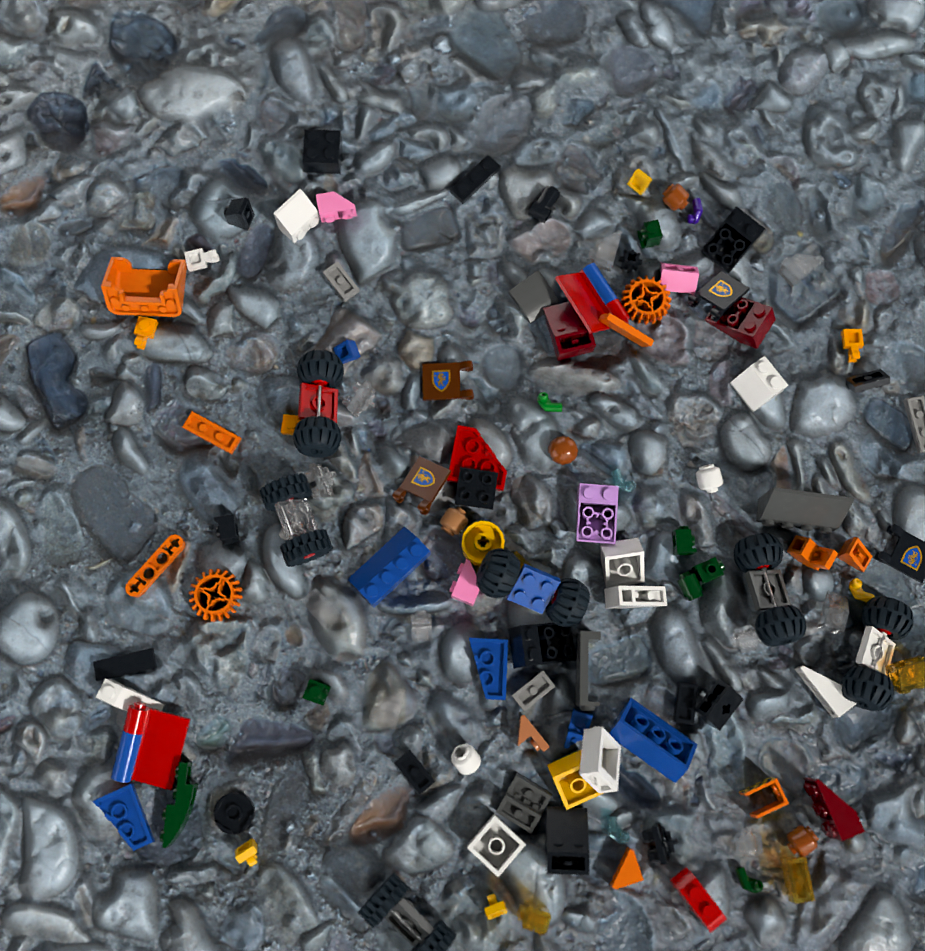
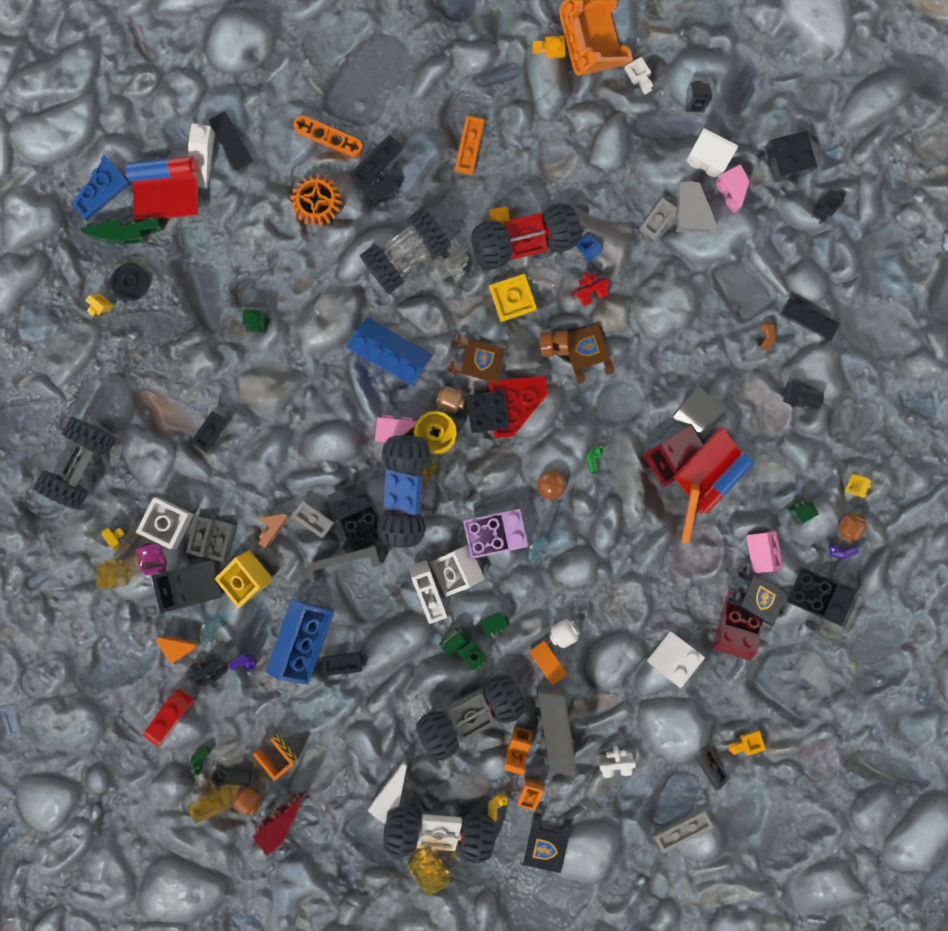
camera: 70 degrees right, 10 degrees up
(197, 525) = (376, 161): none -> black plate
(342, 247) = (693, 209): none -> light grey slope
(373, 434) = (512, 298): none -> yellow plate
(377, 133) = (828, 205): none -> black plate
(383, 360) = (598, 285): none -> red hips
(421, 626) = (339, 398): clear brick -> none
(430, 406) = (548, 345): none -> dark orange wheel
(465, 759) = (232, 474): white head -> none
(481, 216) = (770, 333): none -> dark orange arm
(491, 664) = (325, 474): blue wing -> none
(521, 872) = (150, 553): none -> magenta piece
(578, 722) = (290, 569): blue slope -> none
(600, 760) = (259, 587): white window -> none
(630, 260) = (773, 498): black gear -> none
(657, 803) = (243, 660): none -> dark purple arm
(658, 294) = (725, 518): orange gear -> none
(718, 704) = (347, 695): black brick -> none
(733, 502) = (548, 663): none -> orange slope
(772, 847) = (233, 776): none -> black piece
(841, 465) = (616, 760): none -> white hips

